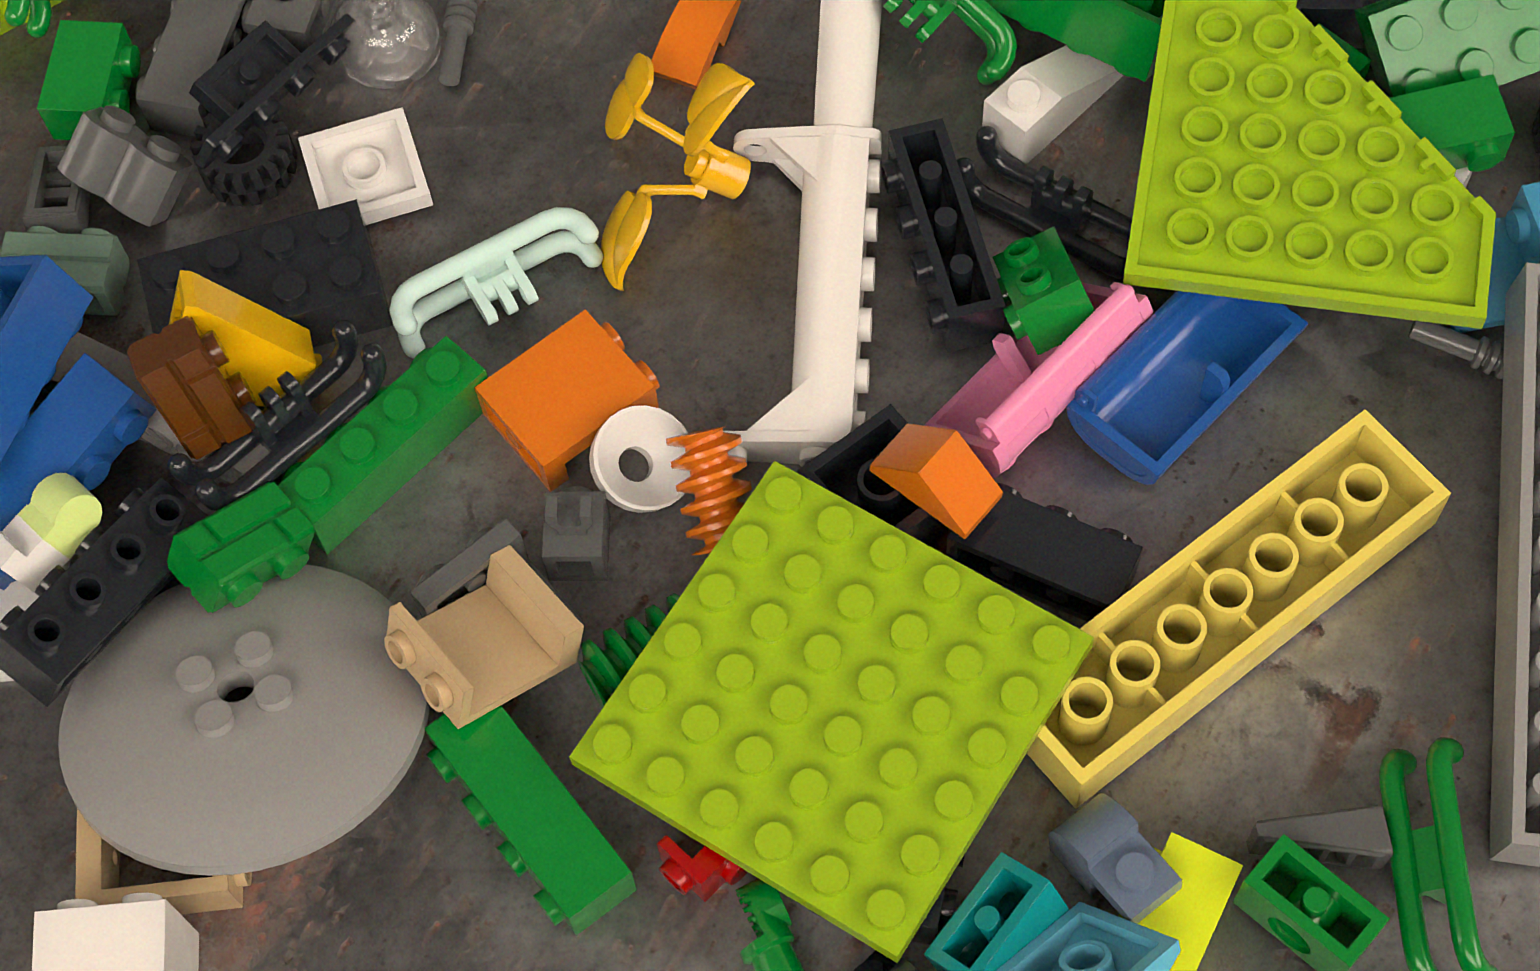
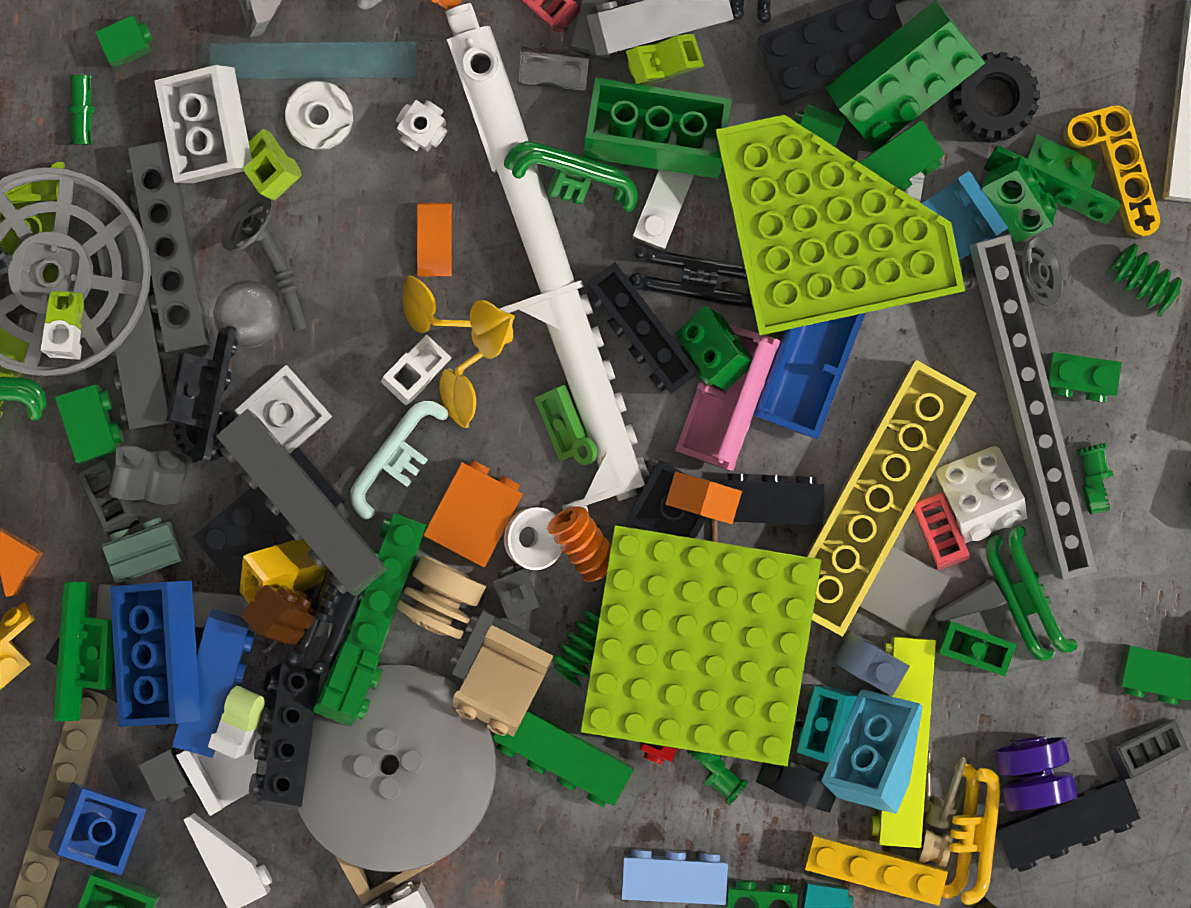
camera: 25 degrees left, 25 degrees up
(312, 252) = (301, 503): none -> dark grey brick
(463, 476) = (441, 597): none -> tan wheel
(575, 175) = (415, 370): none -> white brick
(765, 328) = (565, 426): none -> bright green hinge
(1213, 779) = (905, 592): none -> light grey tile
(1312, 750) = (950, 559): none -> coral slope
(1406, 679) = (982, 494): none -> white bracket

